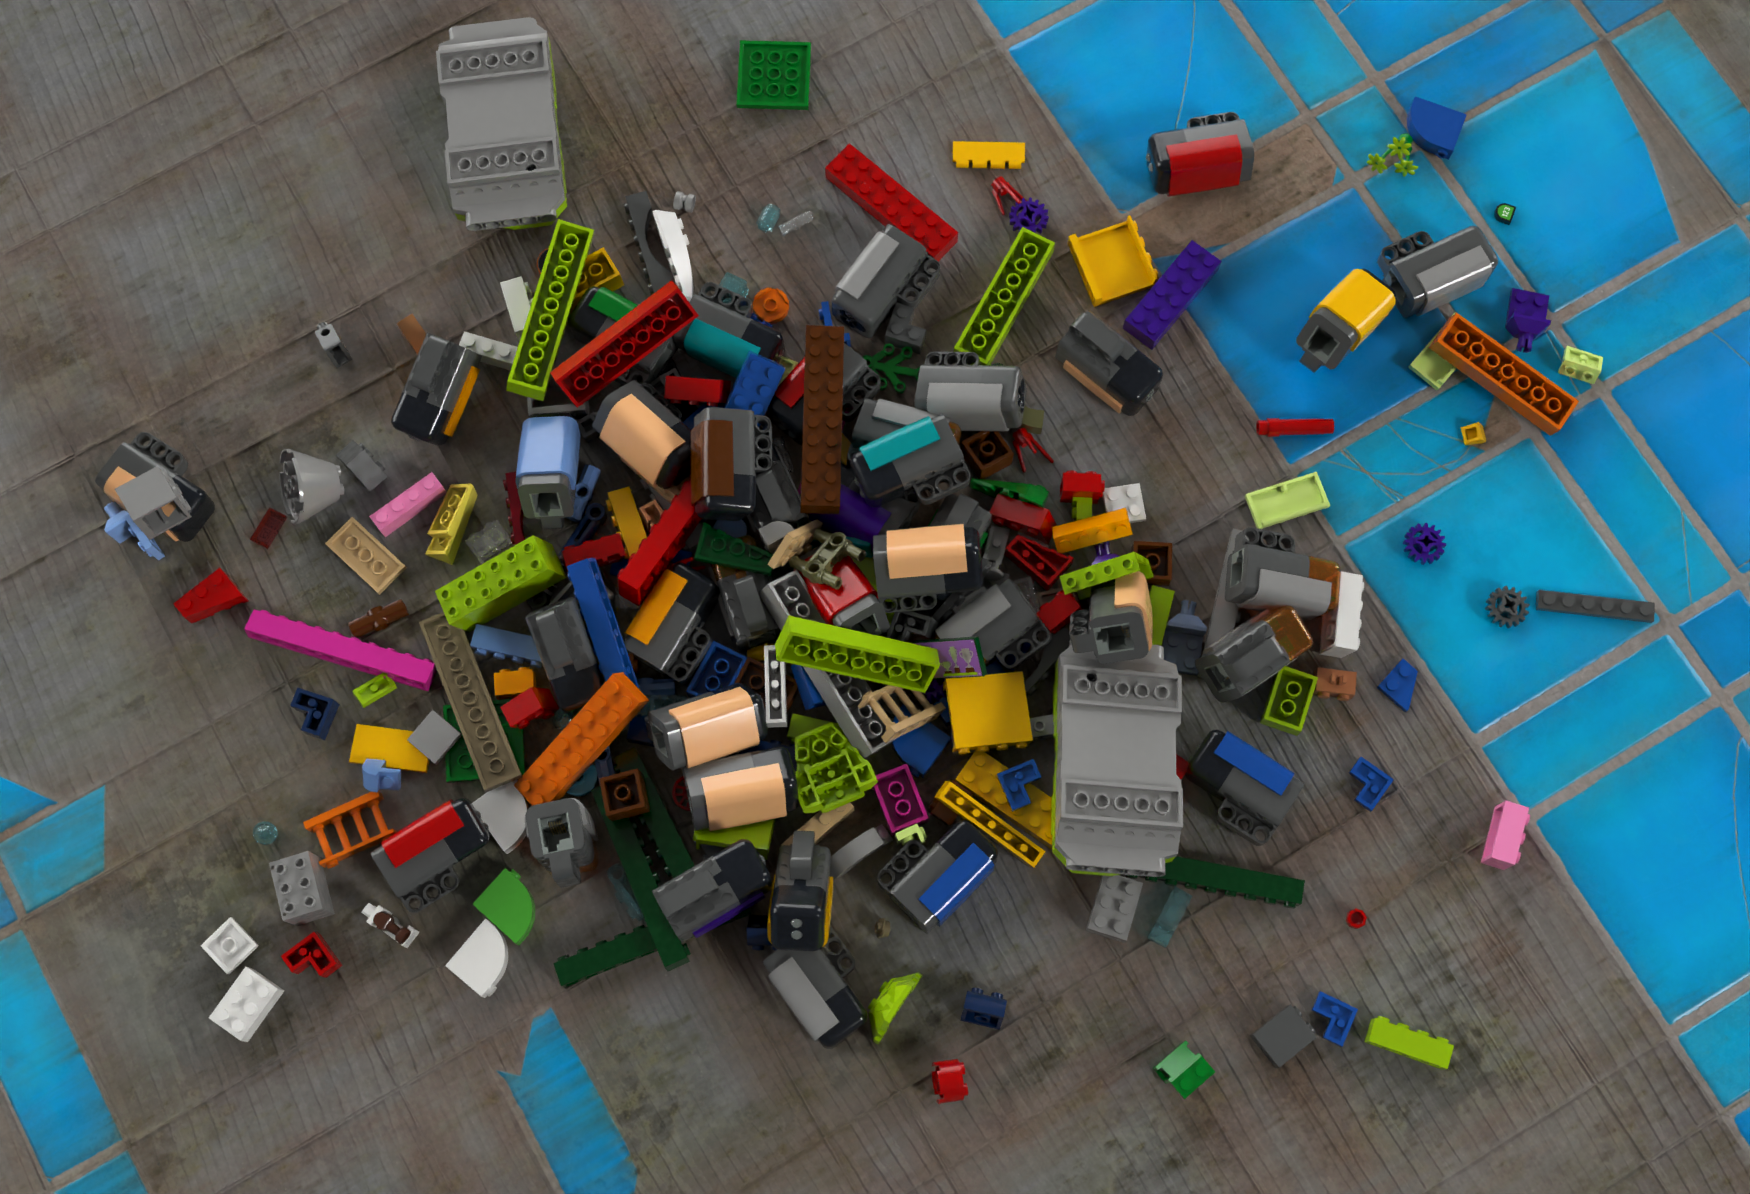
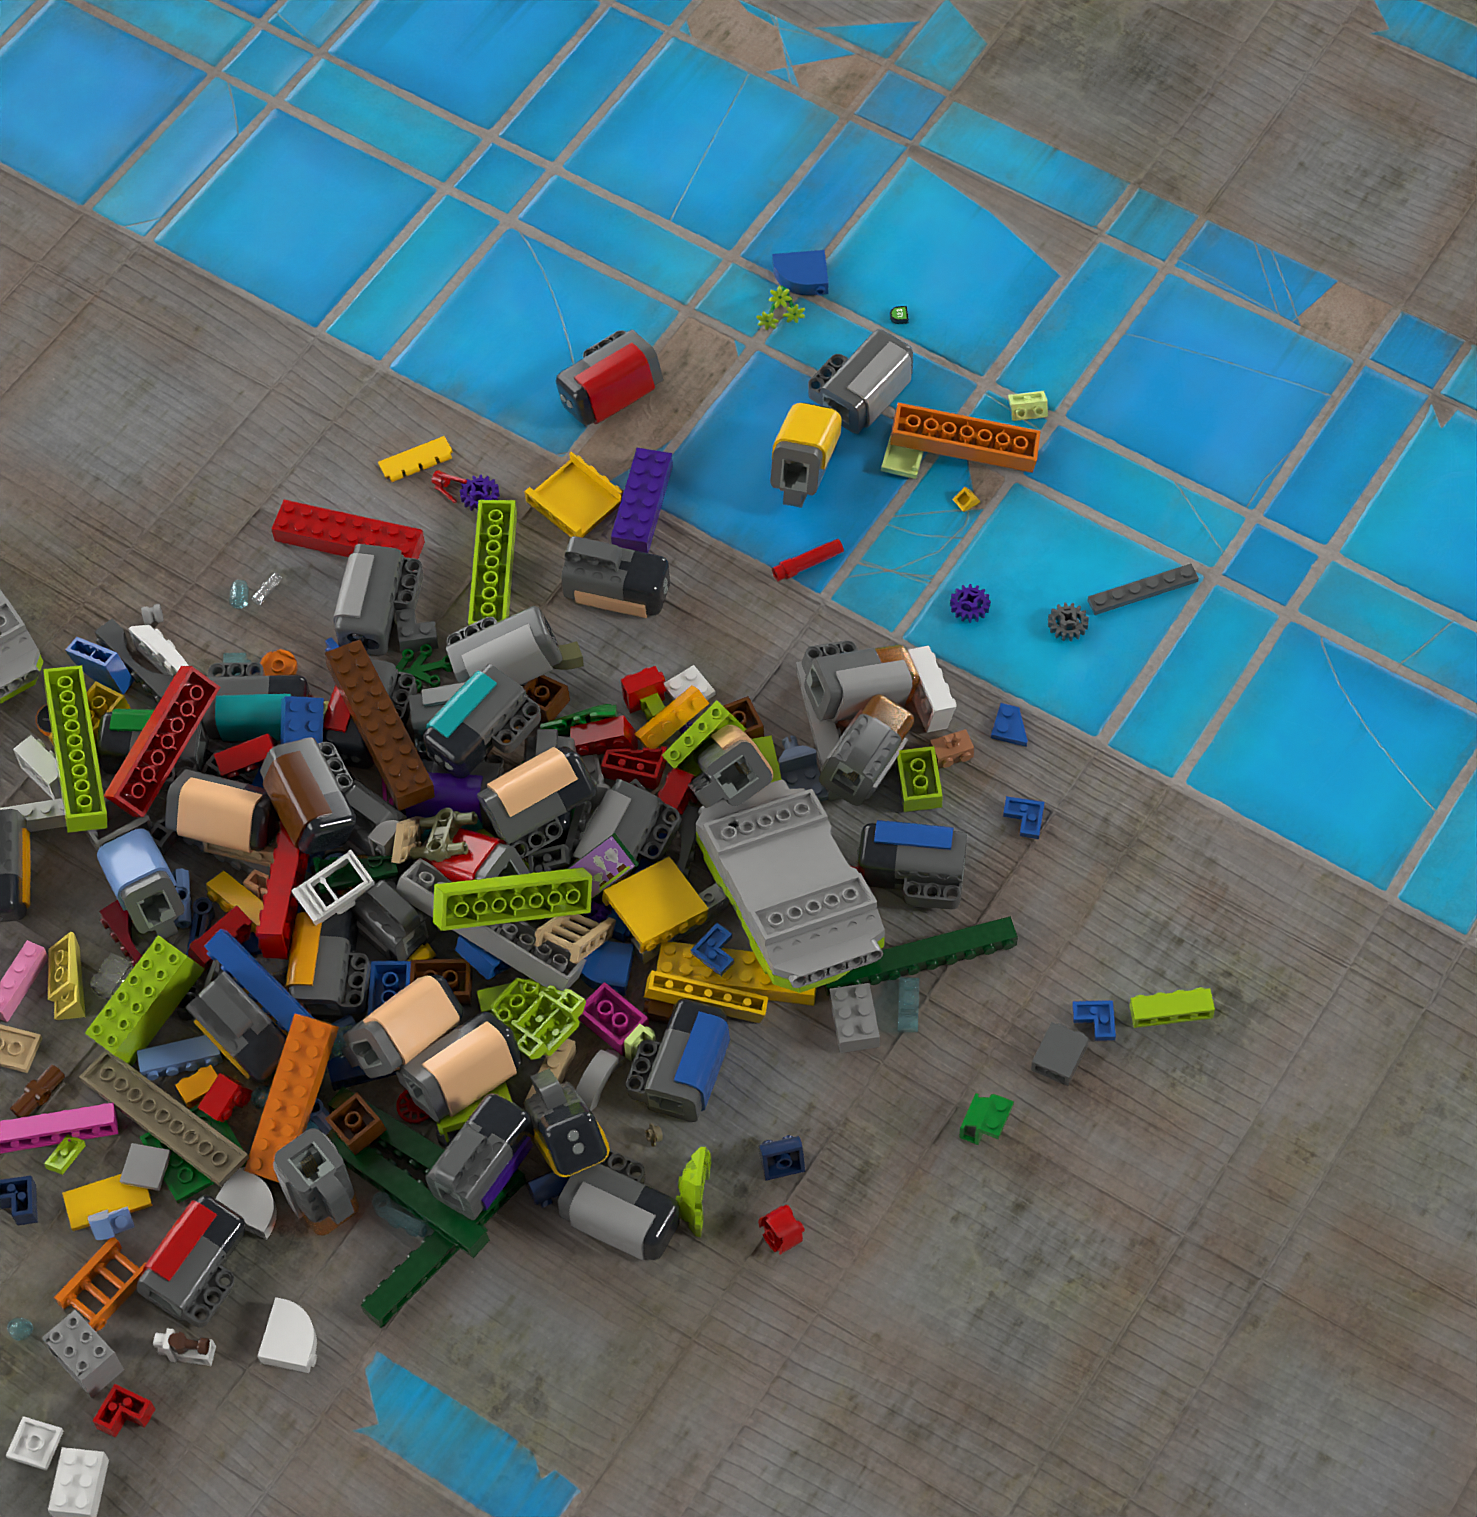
camera: 25 degrees left, 15 degrees down
(508, 905) = (292, 1278): bright green brick -> none
(614, 232) = (100, 664): none -> blue brick
(679, 566) = (314, 905): none -> white piece
(774, 75) = (182, 475): green plate -> none
(775, 689) = (449, 967): white brick -> none
(1024, 439) = (570, 674): red plant -> none
(1287, 500) = (833, 619): yellowish green container -> none
(1356, 918) = (1072, 929): red tile -> none
(1505, 835) = (1163, 800): bright pink piece -> none
(1527, 317) = (962, 387): dark purple plate -> none

